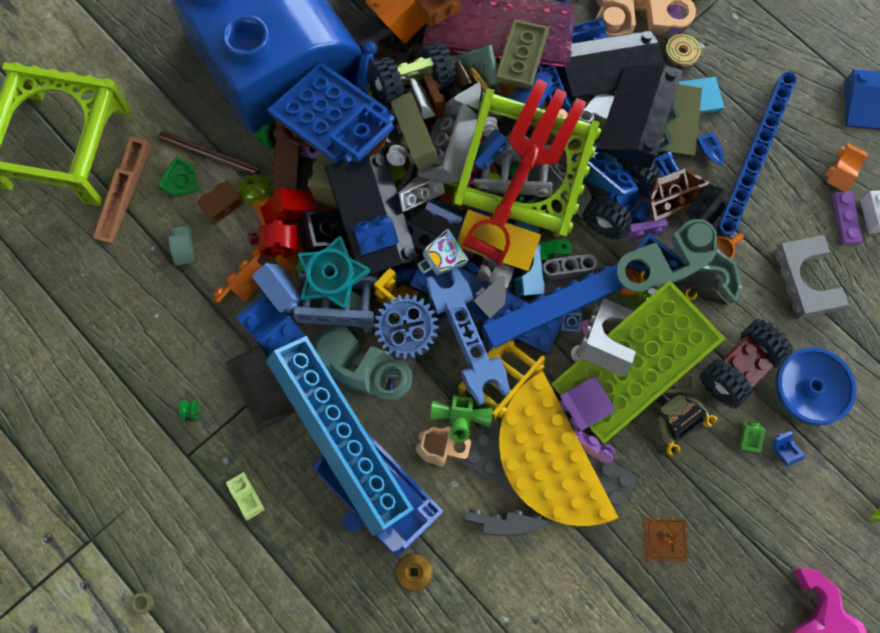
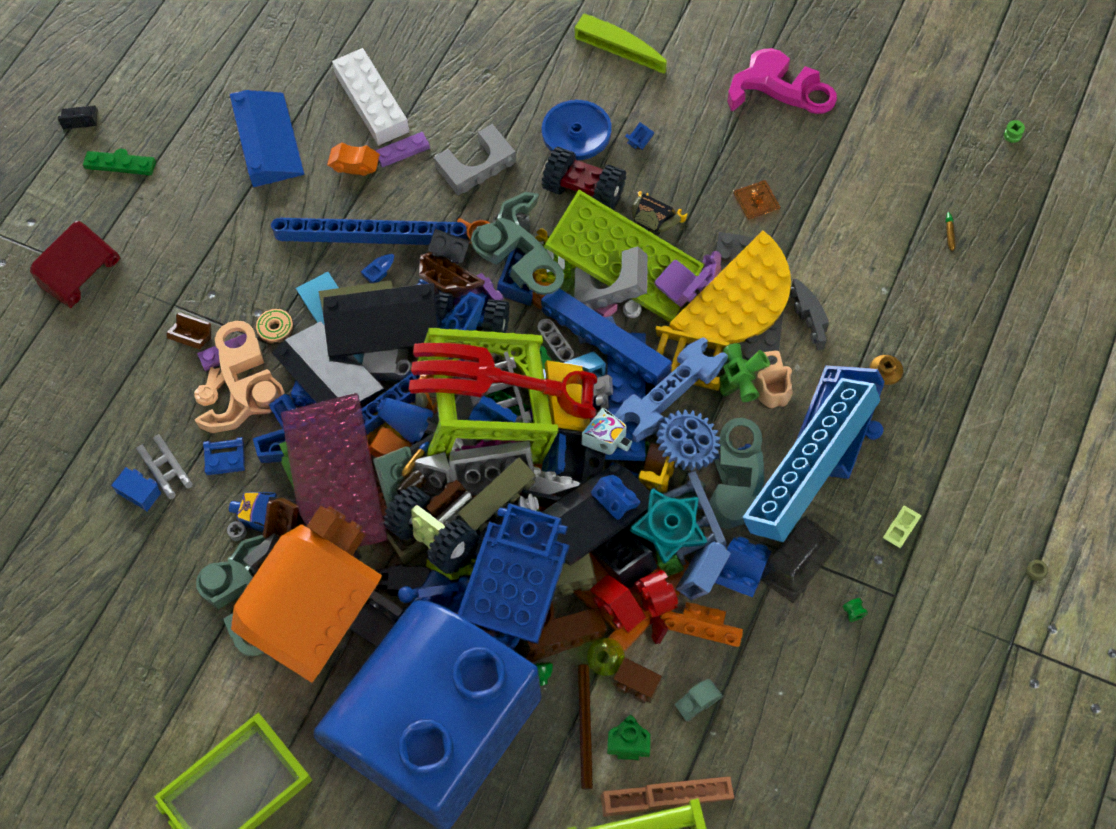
camera: 105 degrees left, 10 degrees down
(493, 297) = (623, 379): light grey slope -> none
(522, 54) = (367, 433): olive tile -> none
(752, 436) = (640, 162): bright green bracket -> none

